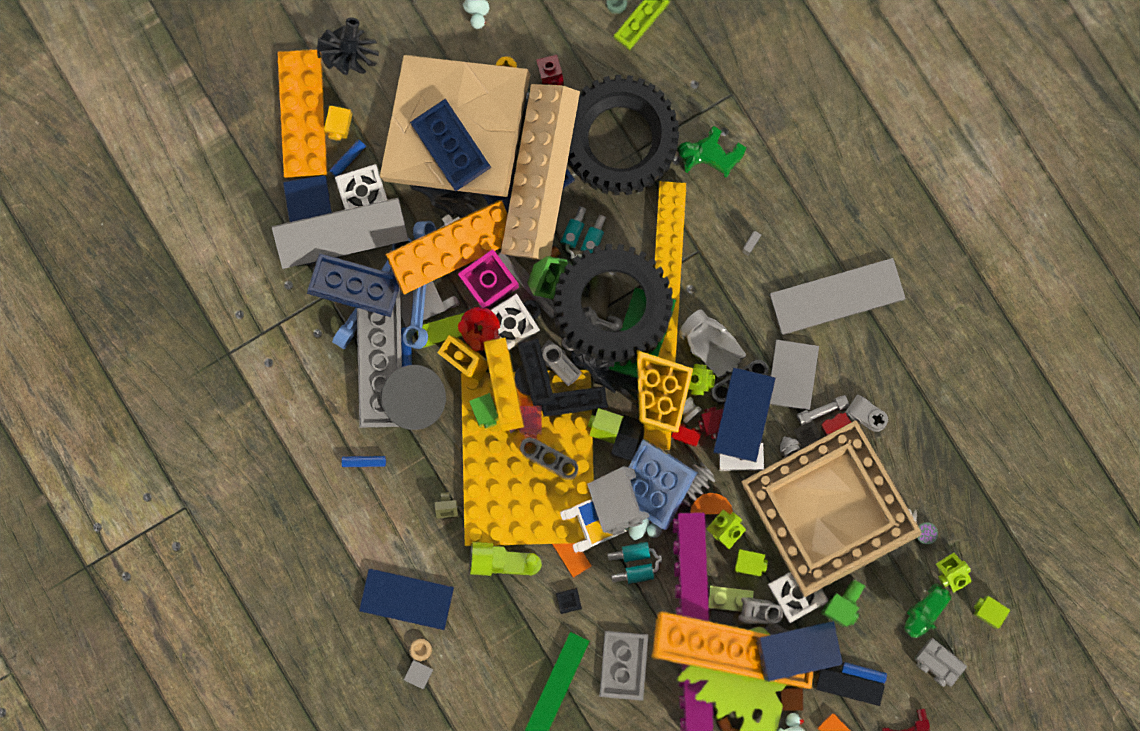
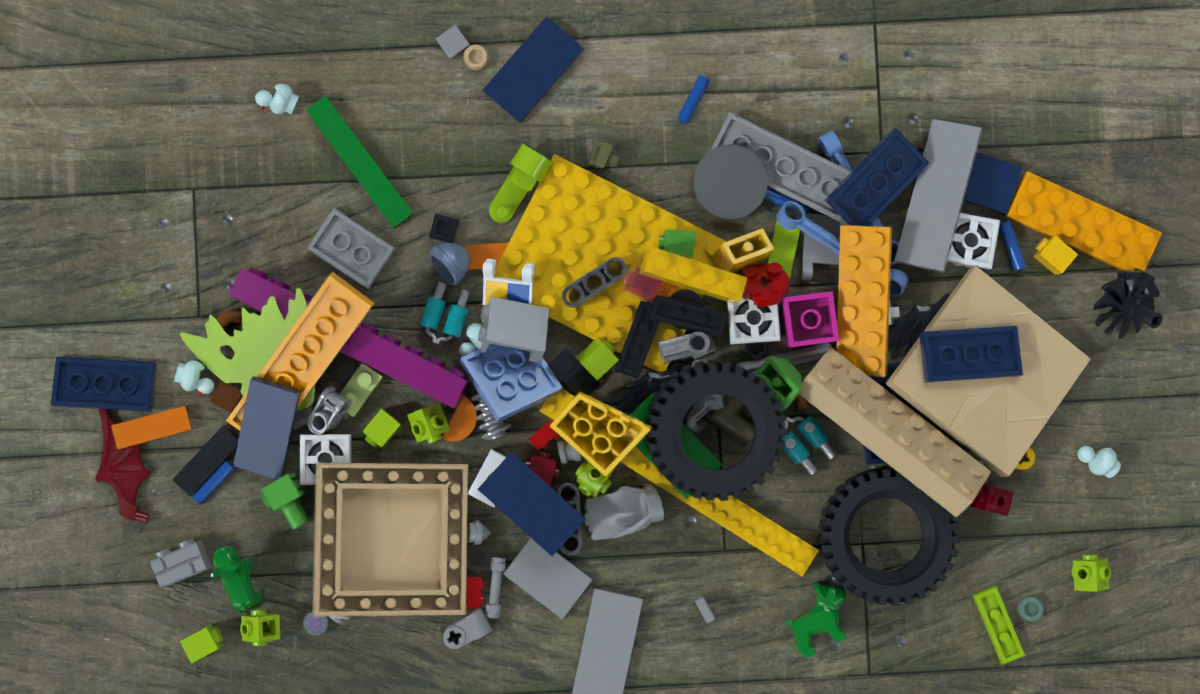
camera: 120 degrees right, 5 degrees up
(592, 580) = (450, 261): none -> sand blue hat

